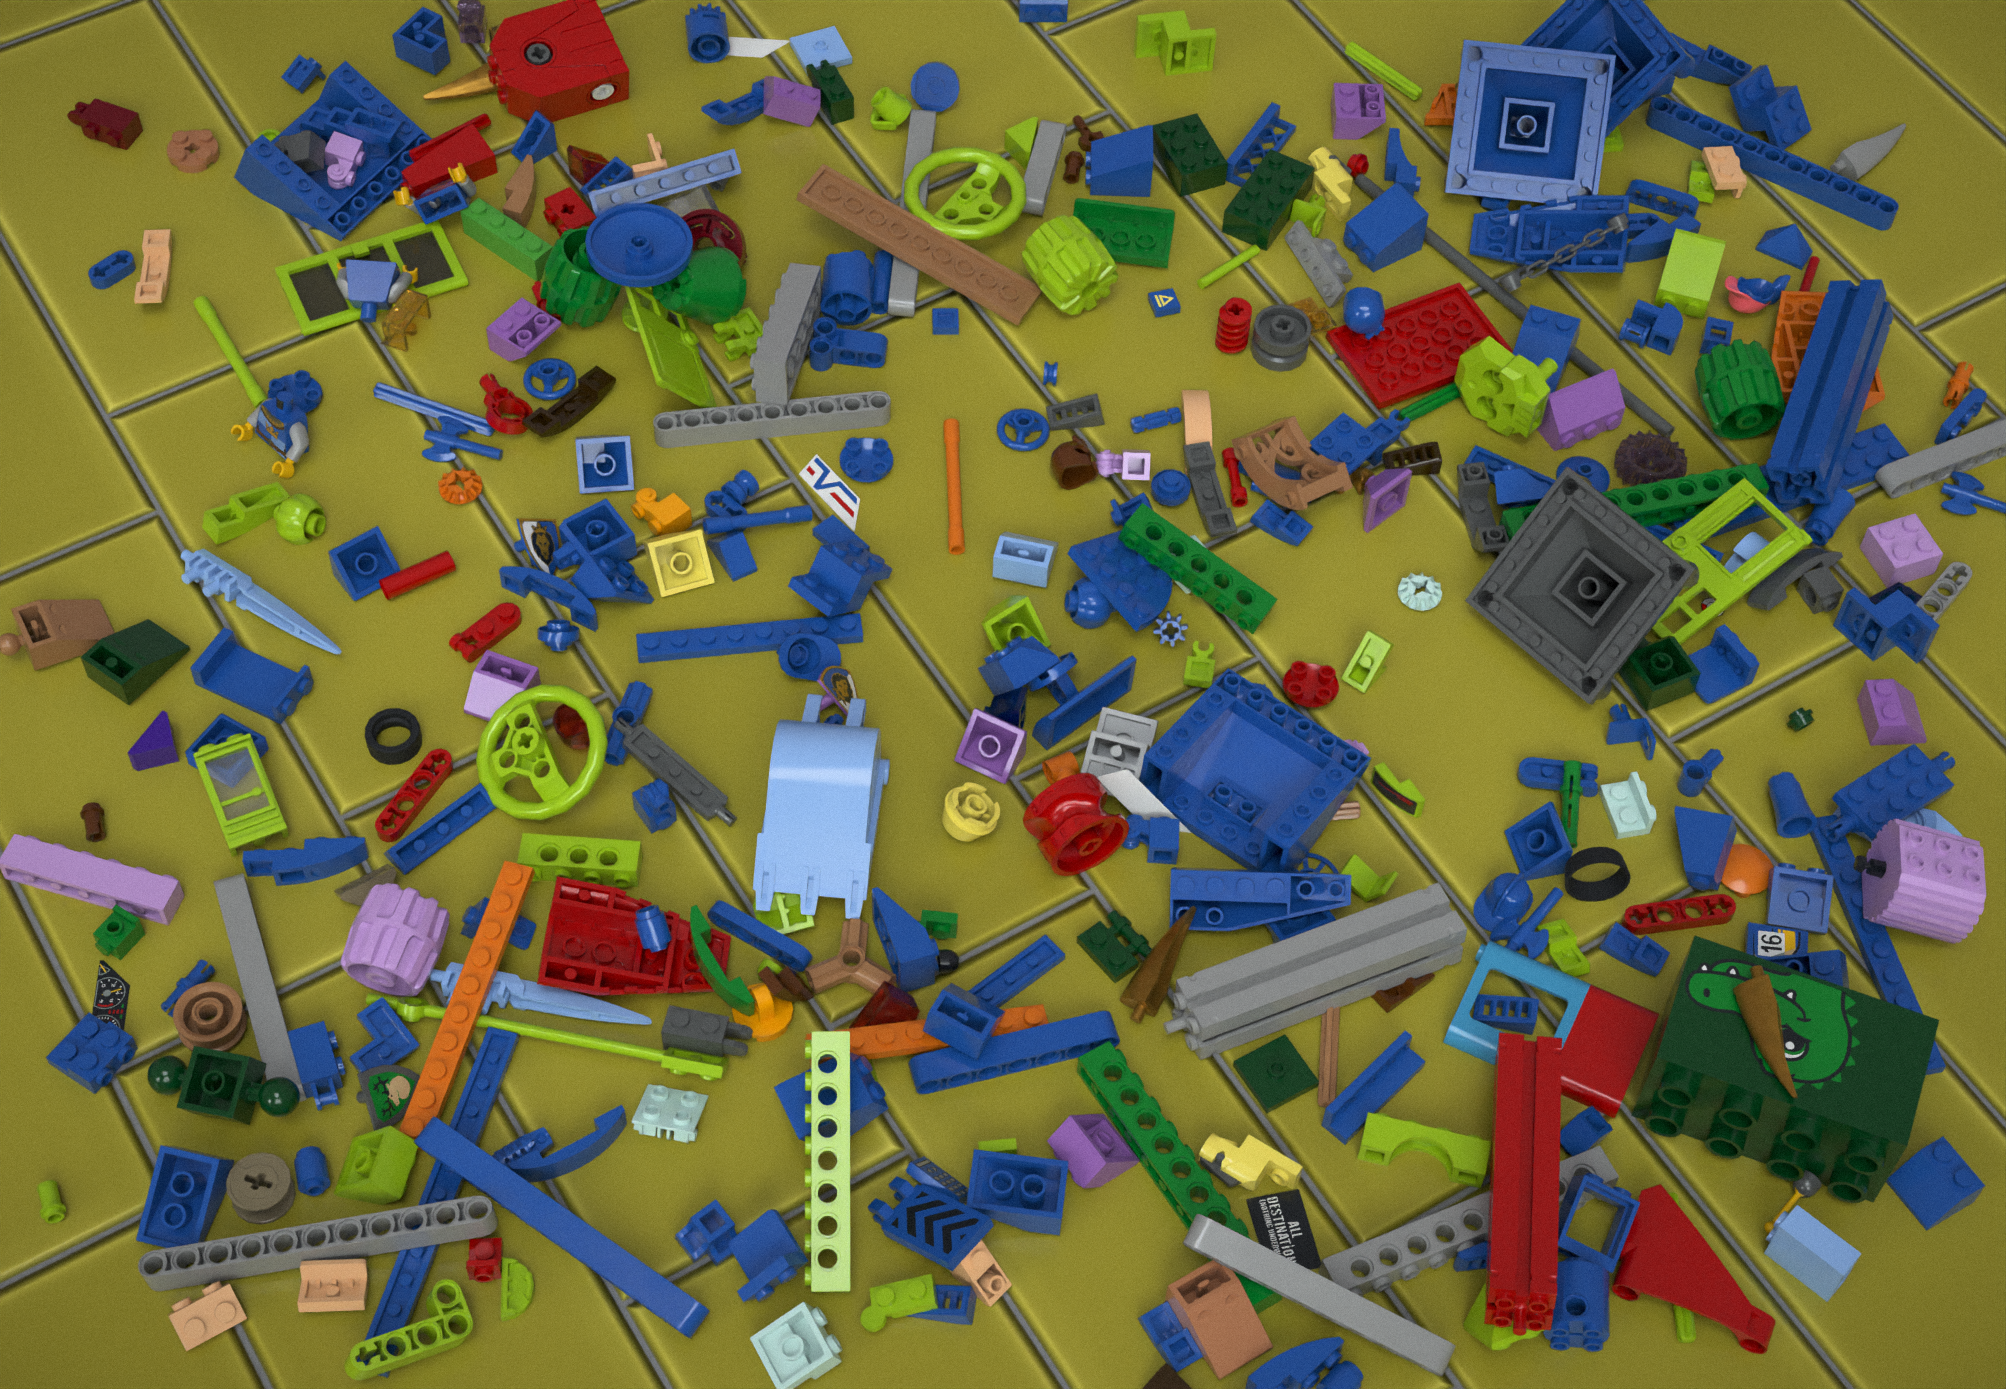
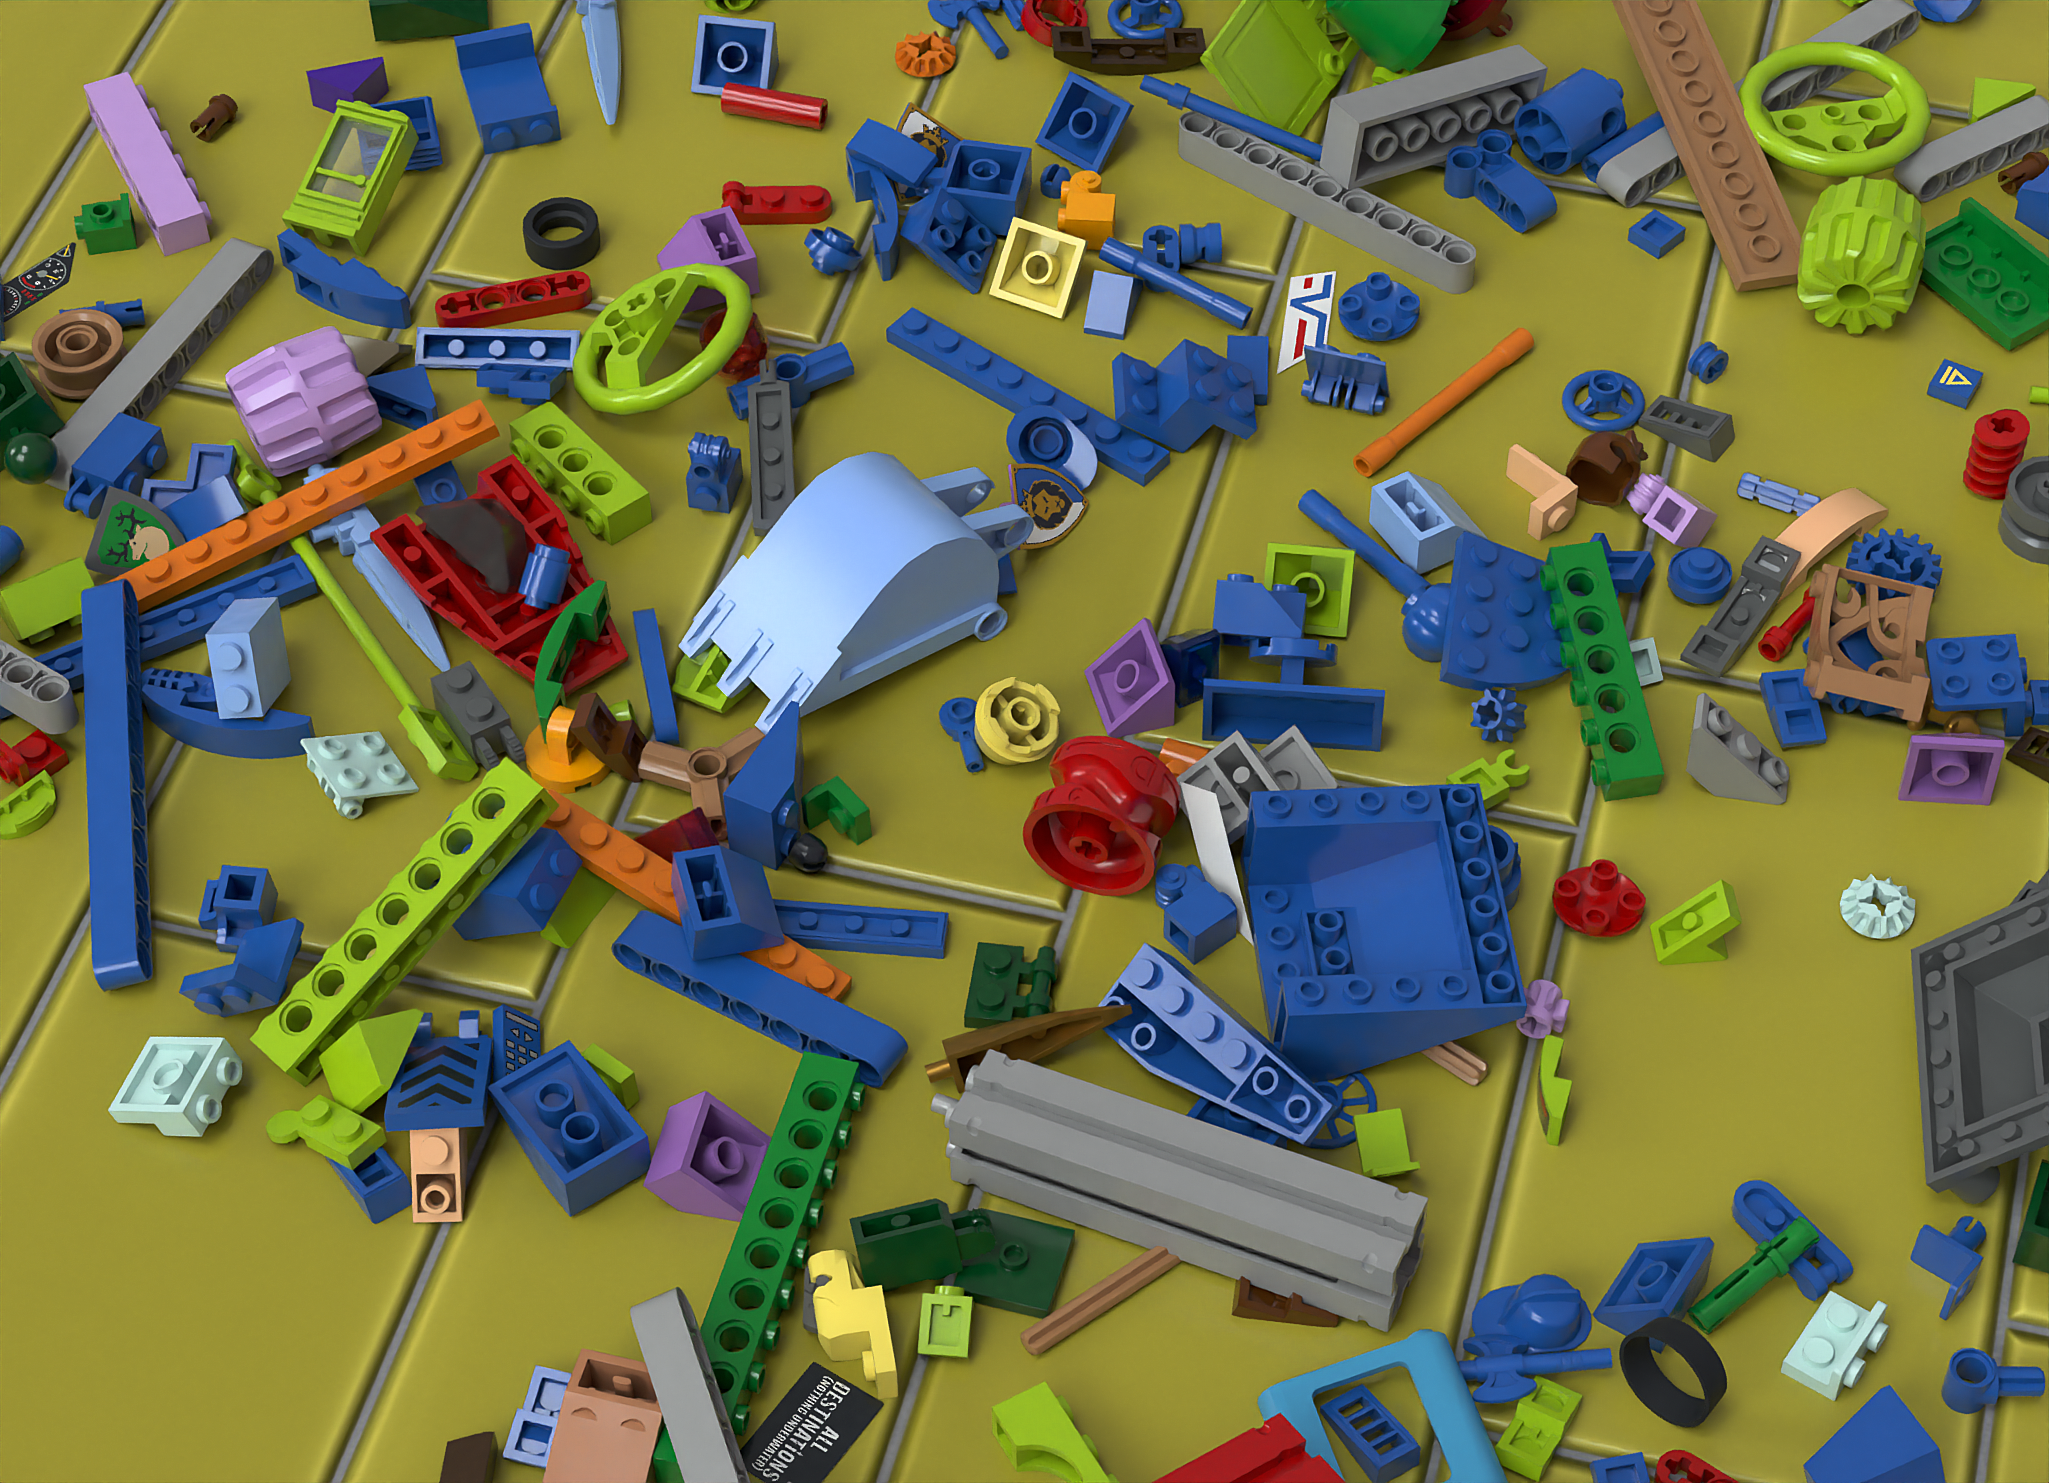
camera: 50 degrees right, 5 degrees down
(413, 1044) = (206, 508): none -> blue slope
(443, 889) = (404, 397): none -> blue slope
(491, 828) = (527, 382): none -> blue plate
(531, 554) = (893, 152): none -> blue slope
(557, 1101) = (248, 657): none -> light blue brick
(590, 934) = (484, 538): none -> clear smoke slope
(621, 501) = (1057, 174): none -> blue hinge
(651, 412) = (1180, 97): none -> blue bar
(887, 1247) = (368, 1058): none -> lime slope
(909, 505) = (1358, 373): none -> blue hinge
(930, 833) = (958, 720): none -> blue plate
(1041, 593) = (1331, 519): none -> blue piece
(1054, 494) = (1554, 492): none -> light nougat bracket
(1236, 1101) = (919, 1242): none -> dark green hinge
(1245, 416) = (1895, 559): none -> blue gear
(1286, 1126) = (945, 1323): none -> lime bracket
(1292, 568) = (1731, 759): none -> light grey slope
(1372, 1089) = (1099, 1374): blue fence -> none

